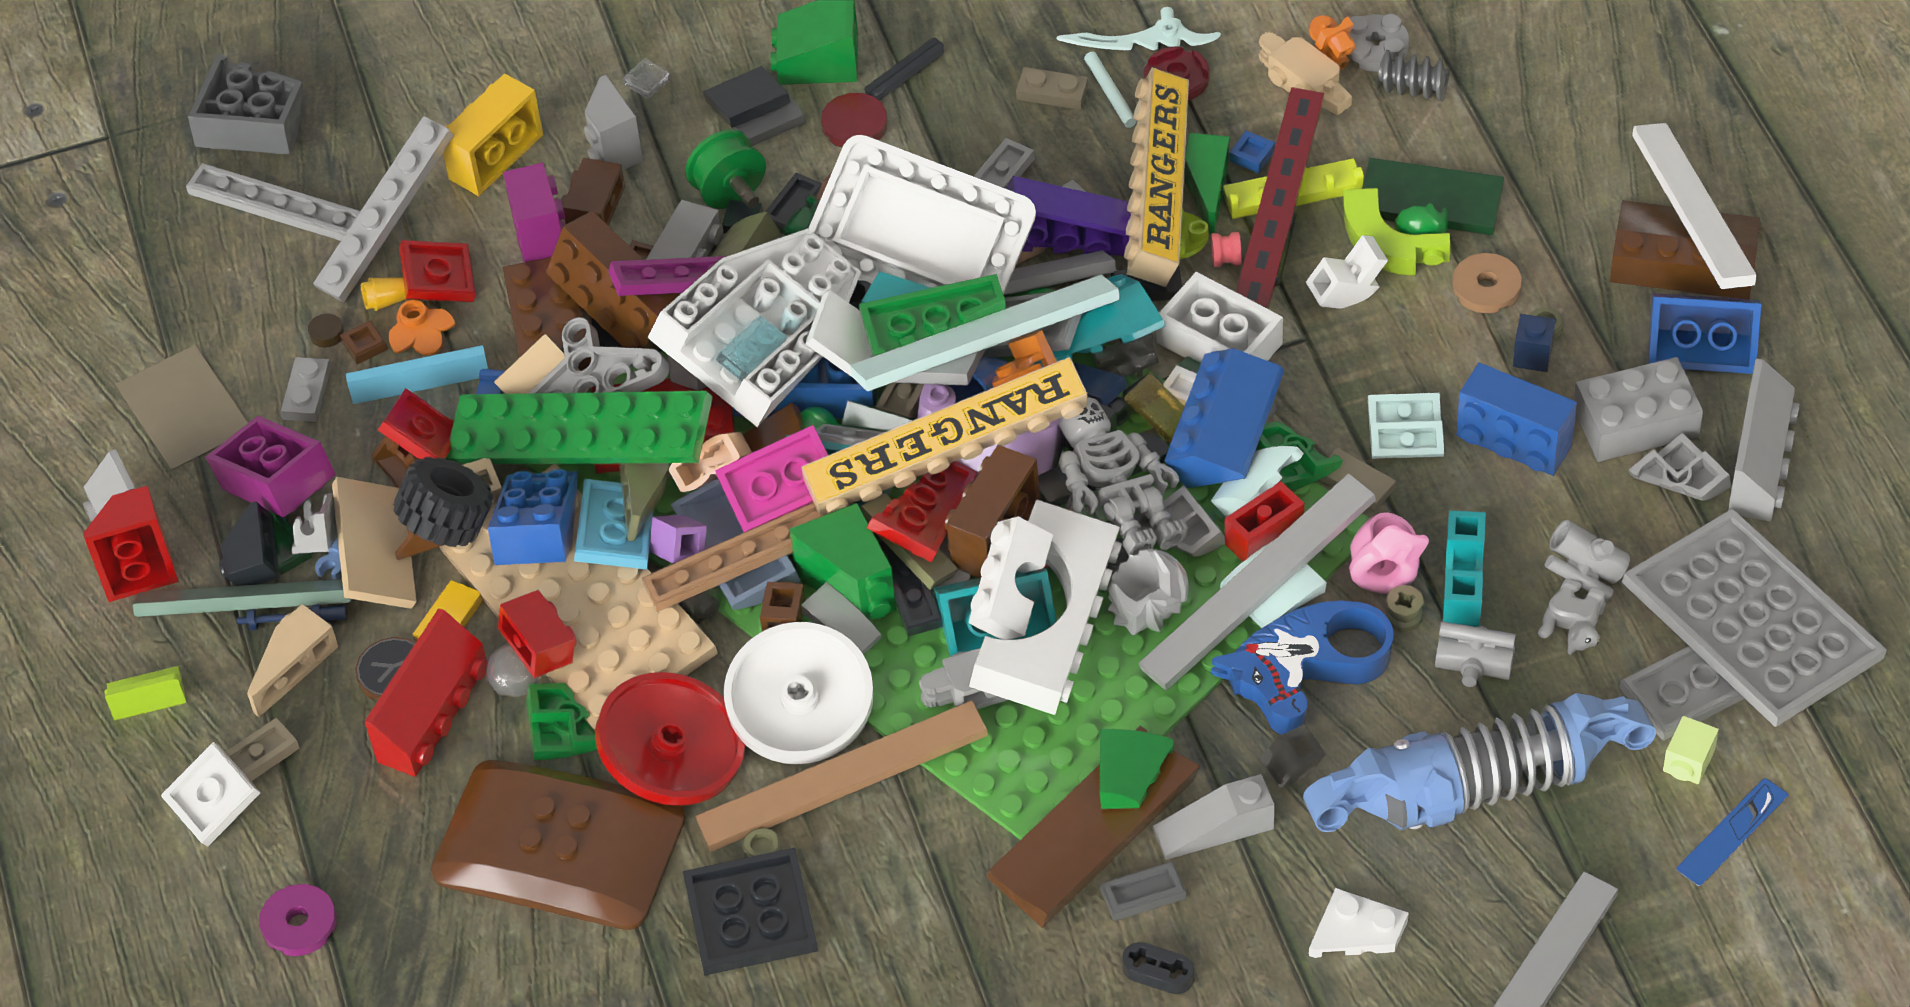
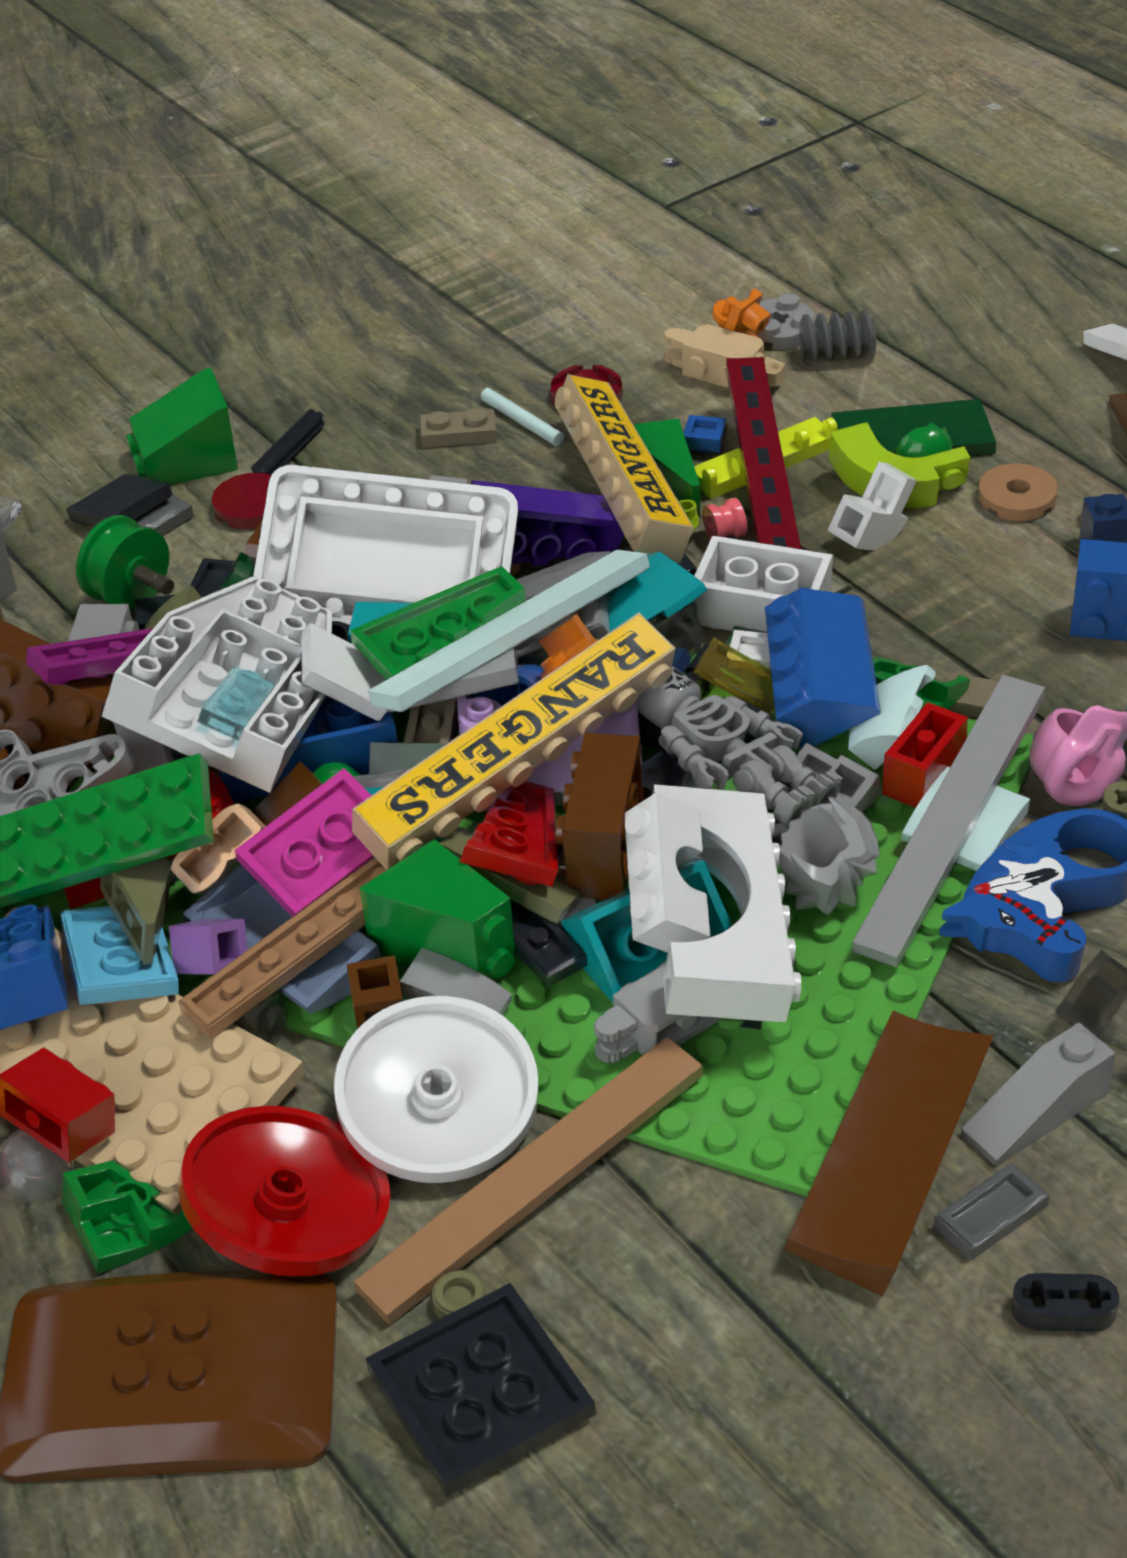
camera: 20 degrees left, 10 degrees down
(1129, 765) = (908, 1058): green slope -> none
(1167, 31) = (554, 356): light aqua piece -> none
(1405, 425) = (1012, 636): light aqua slope -> none

